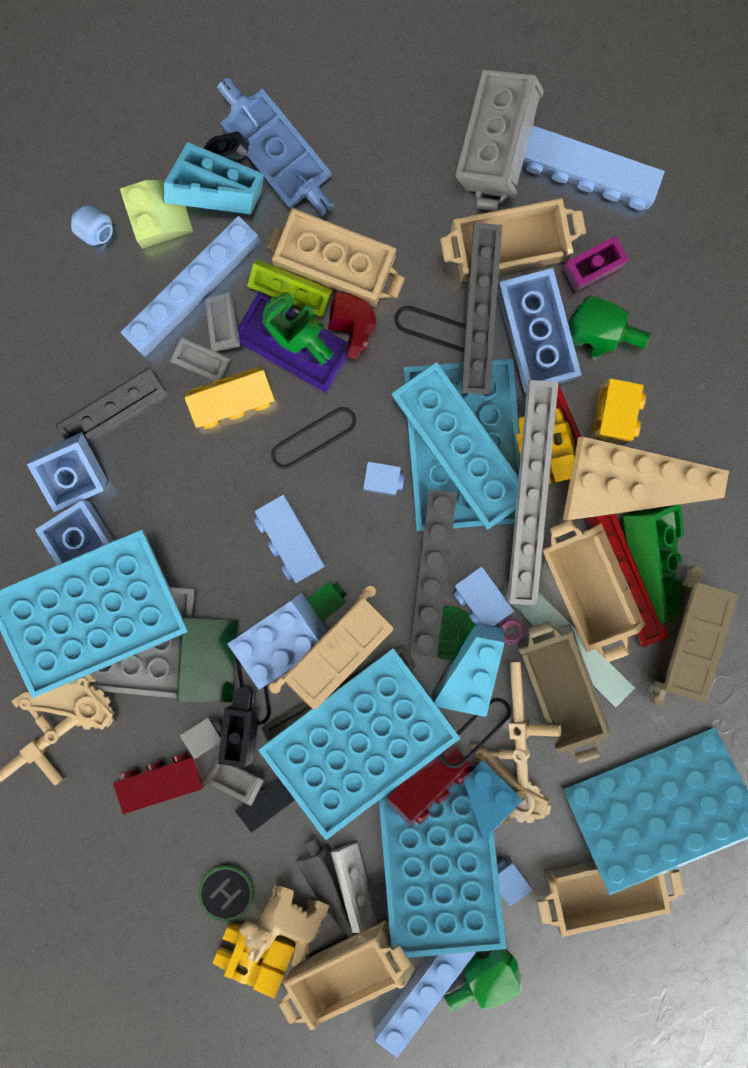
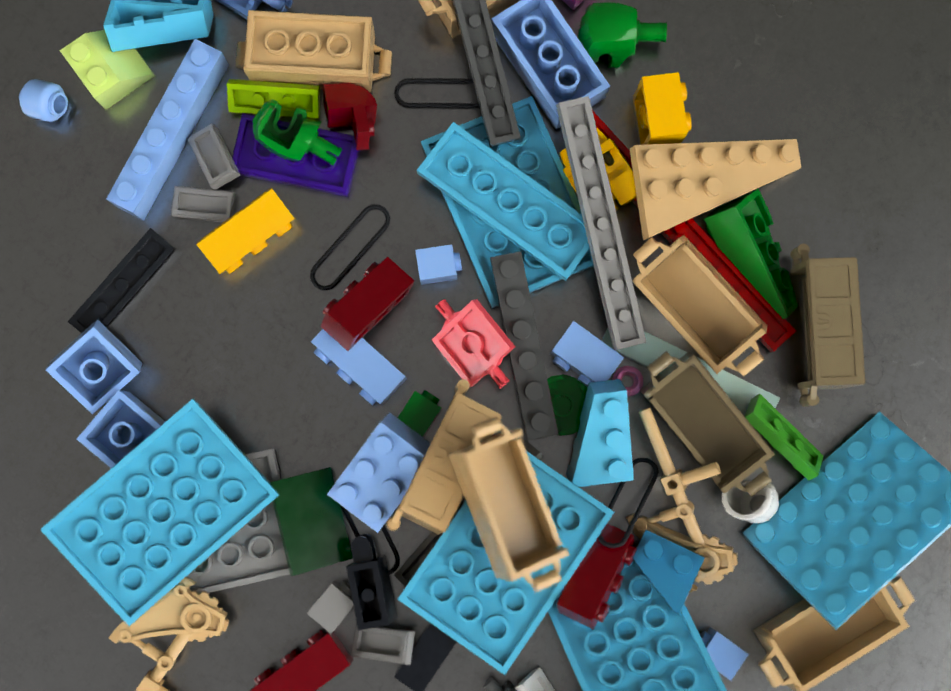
camera: 20 degrees left, 5 degrees down
(311, 493) = (366, 302): none -> dark red brick
(373, 706) = (508, 505): none -> tan container
(390, 556) = (473, 342): none -> coral plate
(575, 773) = (751, 509): none -> white hair
(625, 722) = (784, 437): none -> bright green plate

